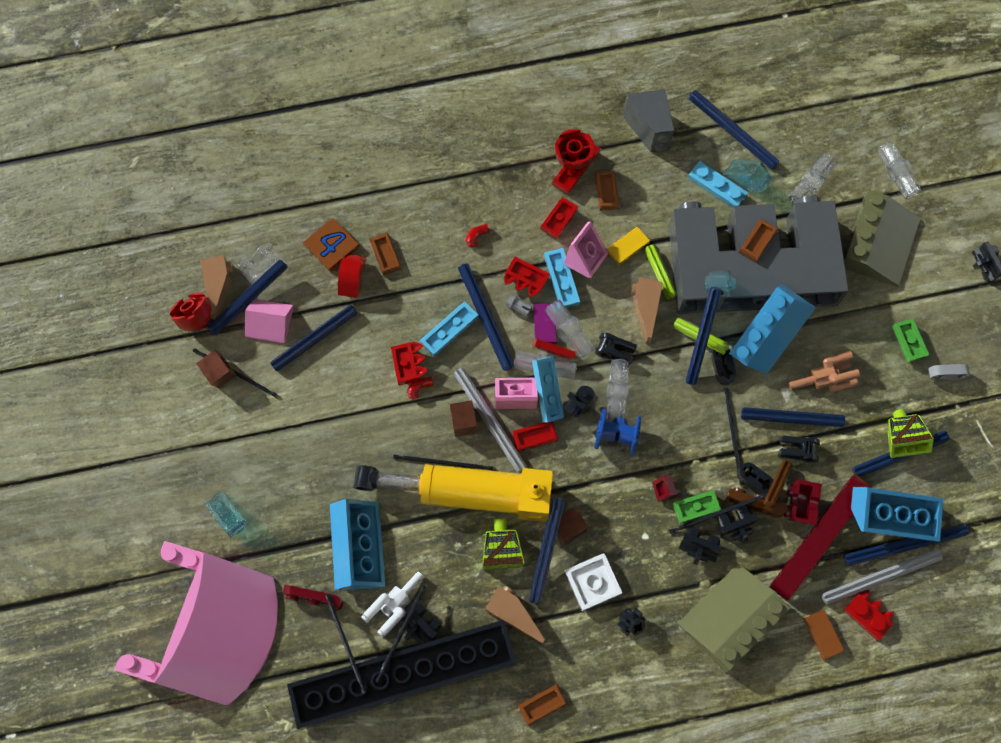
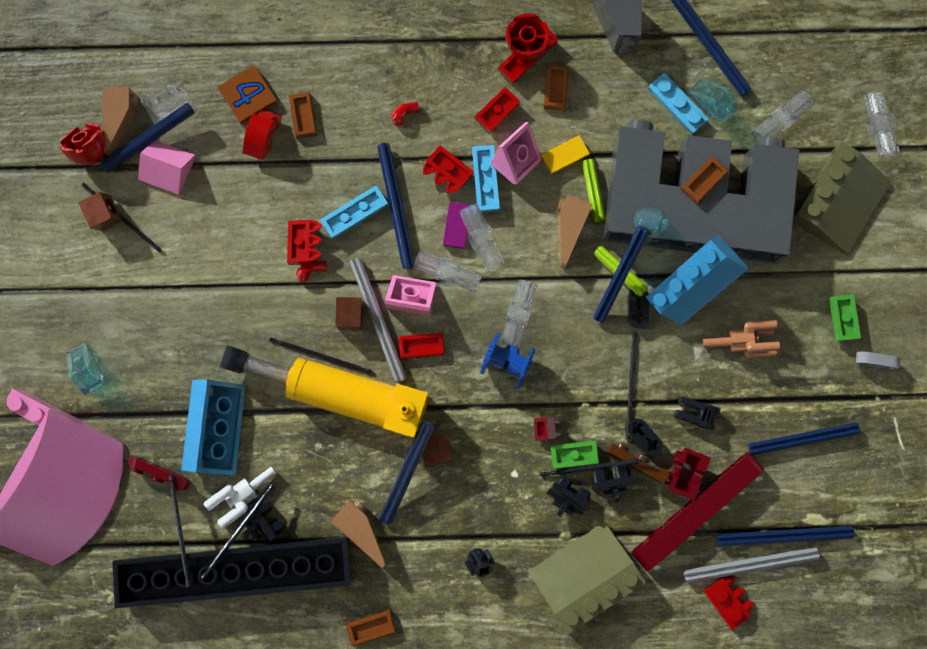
camera: 10 degrees right, 10 degrees up
(313, 338) = (210, 195): dark blue axle -> none
(502, 548) = (362, 458): torso -> none
(518, 305) = (432, 199): light grey pin -> none
(548, 389) = (444, 299): medium azure plate -> none
(553, 349) = (459, 256): red tile -> none
(579, 401) = (474, 319): black hips -> none
(593, 582) = (449, 513): white plate -> none
(612, 343) = (525, 260): black piece -> none
(777, 484) = (664, 448): reddish brown axle -> none
(793, 417) = (698, 377): dark blue axle -> none
(823, 634) = (675, 613): dark orange tile -> none
(897, 513) = (782, 505): dark azure slope -> none
(908, 435) = (815, 422): torso -> none

